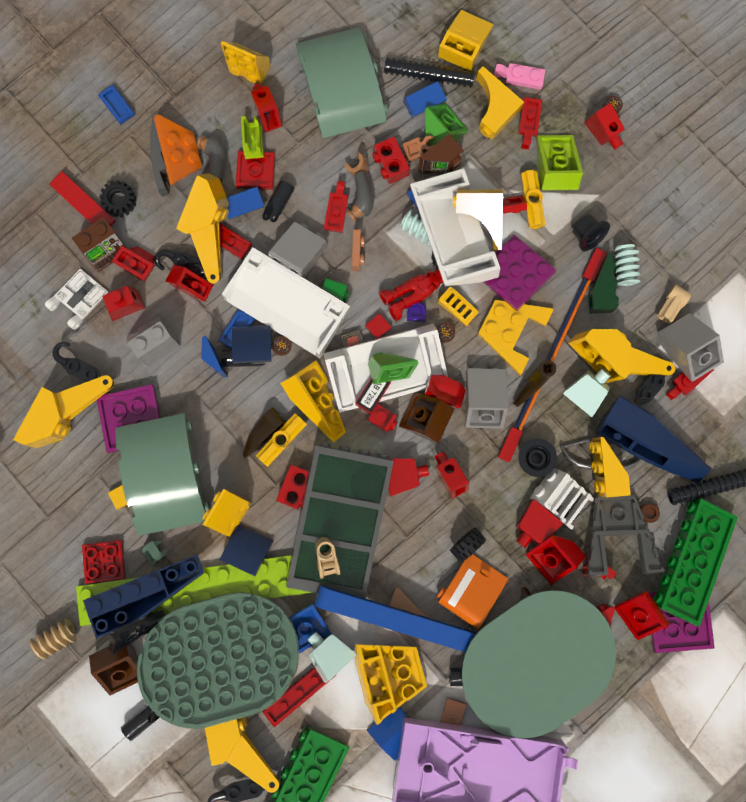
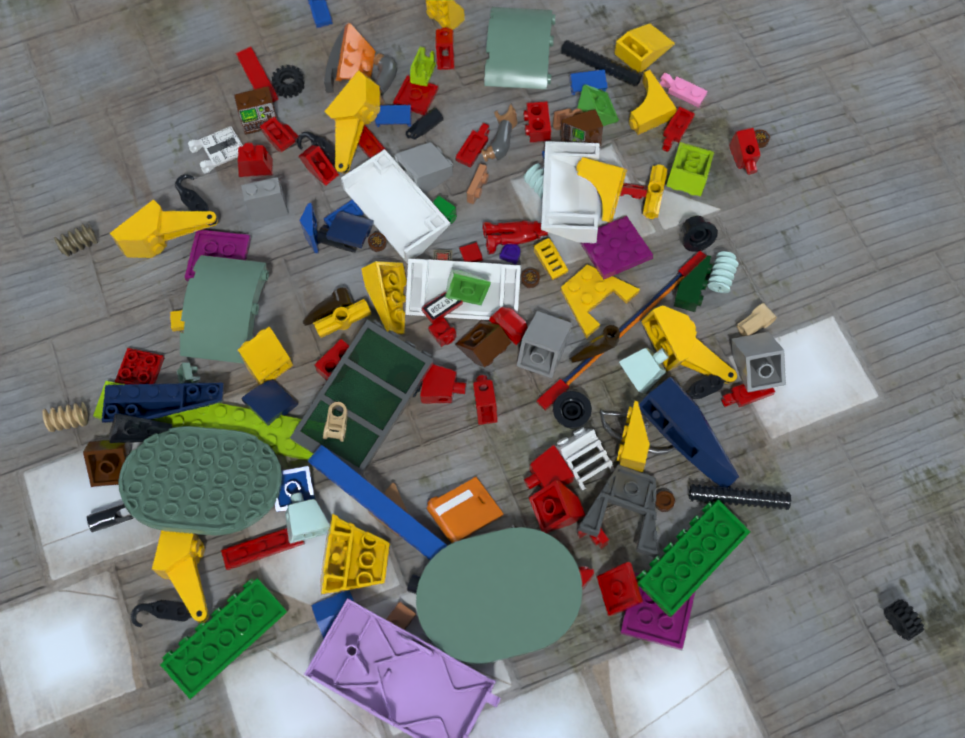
camera: 25 degrees right, 15 degrees down
(468, 544) = (475, 464): black tyre -> none

